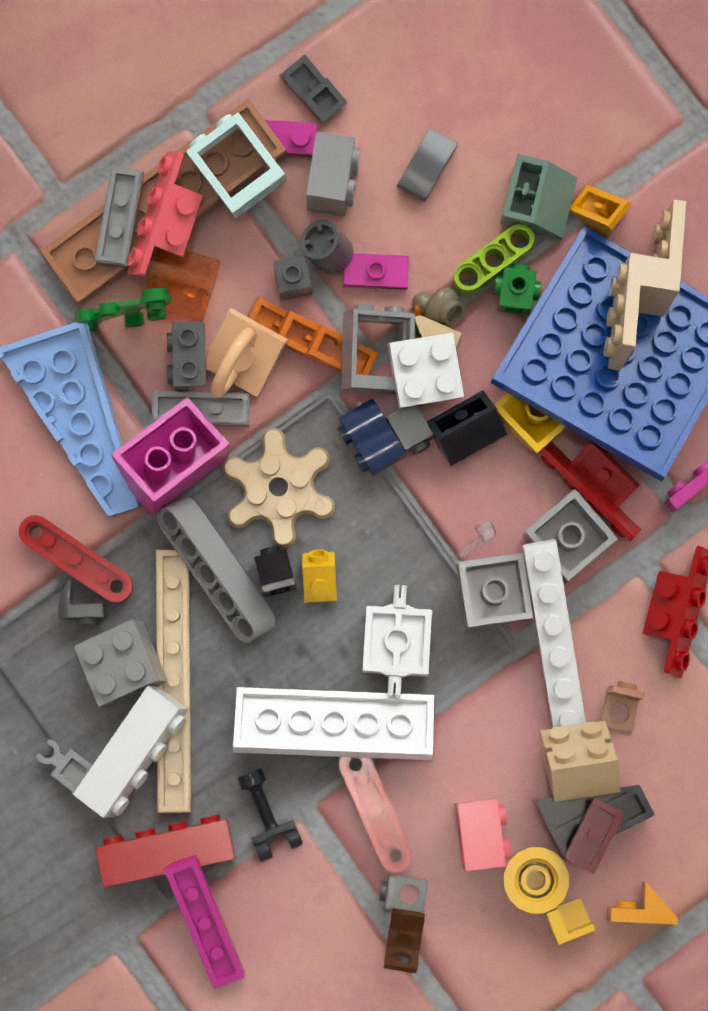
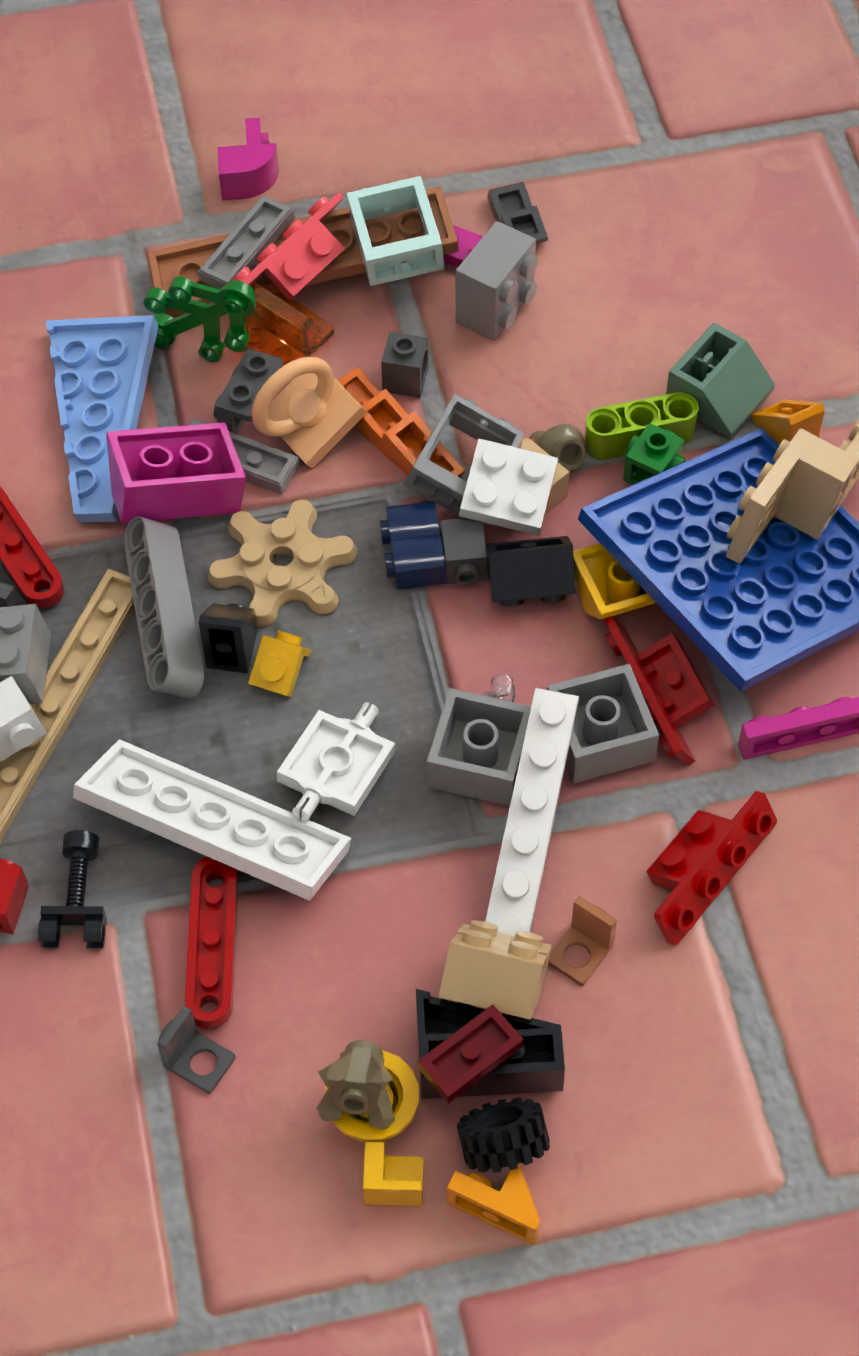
camera: 25 degrees right, 25 degrees down
(78, 131) = (248, 168): none -> dark pink brick
(326, 246) = (457, 345): dark grey piece -> none
(377, 271) = (504, 396): dark pink plate -> none
(404, 940) = (168, 1105): reddish brown bracket -> none
(427, 165) = (606, 318): dark grey slope -> none
(481, 834) = (326, 1006): coral brick -> none
(530, 885) = (357, 1085): none -> dark tan rock
(640, 880) = (503, 1135): none -> black tyre

